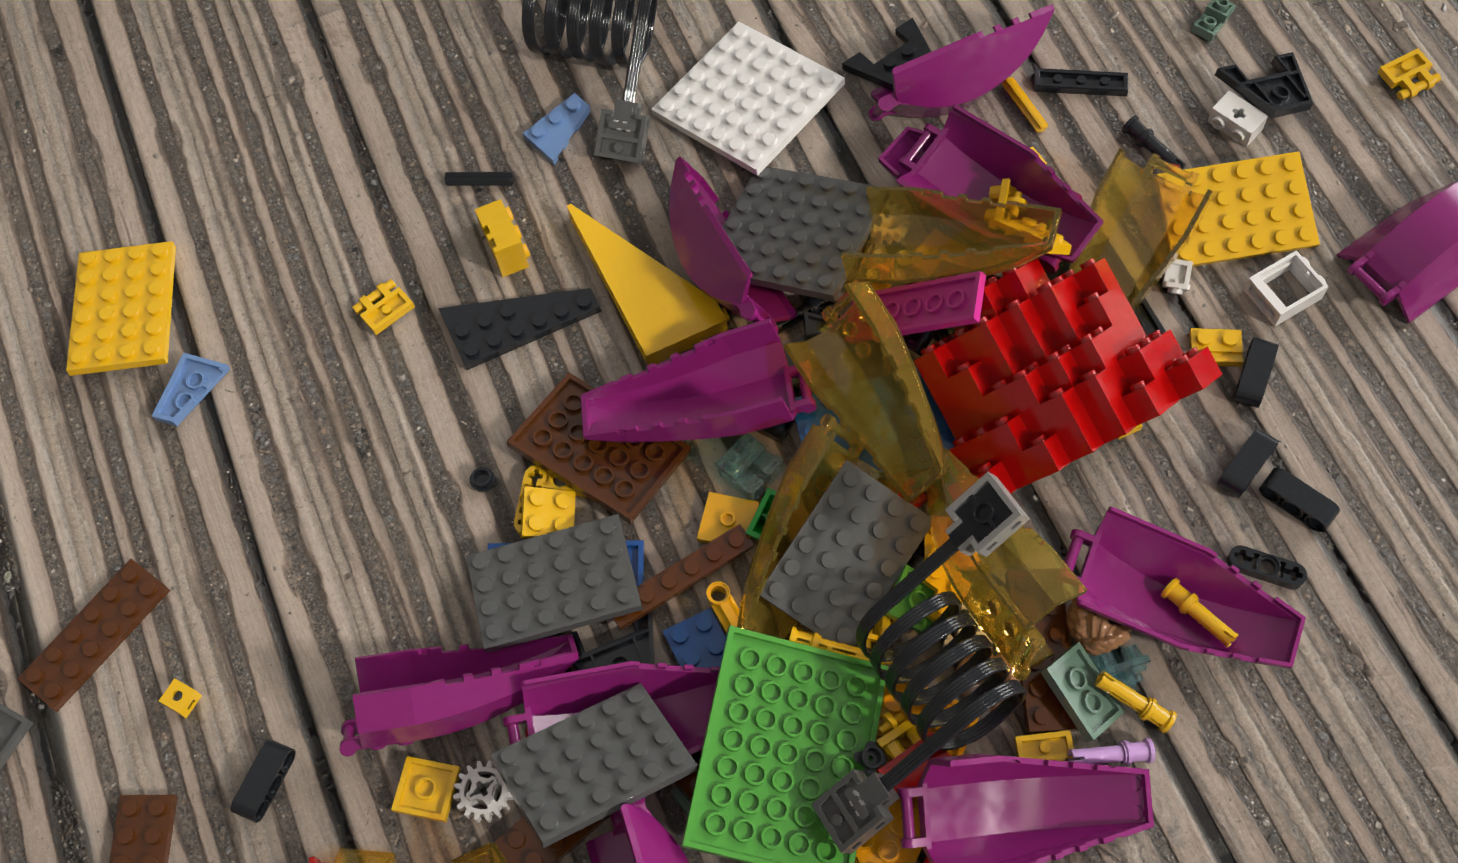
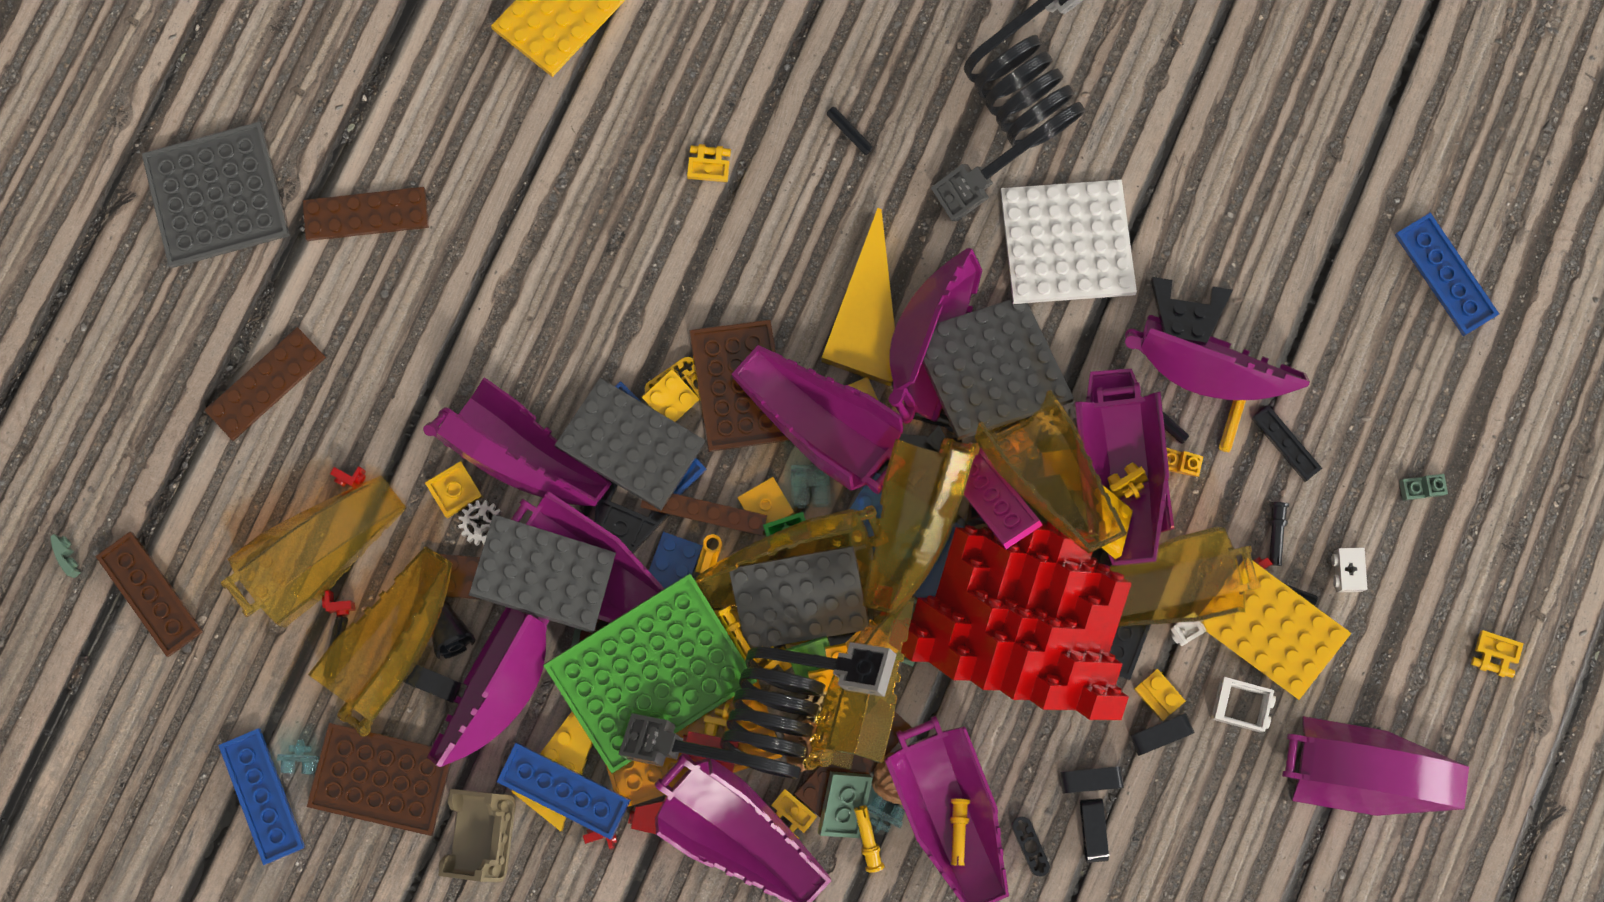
camera: 40 degrees right, 15 degrees up
(180, 706) = (381, 306): yellow piece -> none
(187, 387) = (550, 104): medium blue wing -> none
(263, 780) = (376, 396): black beam -> none
(482, 479) = (657, 336): black plate -> none
(500, 326) = (764, 247): black wing -> none
(503, 237) = (821, 188): yellow wedge -> none
(555, 129) = (932, 141): medium blue wing -> none
(870, 750) = (696, 725): black plate -> none
(1122, 752) = (831, 858): lavender pin -> none
(1272, 94) = (1392, 580): black wing -> none

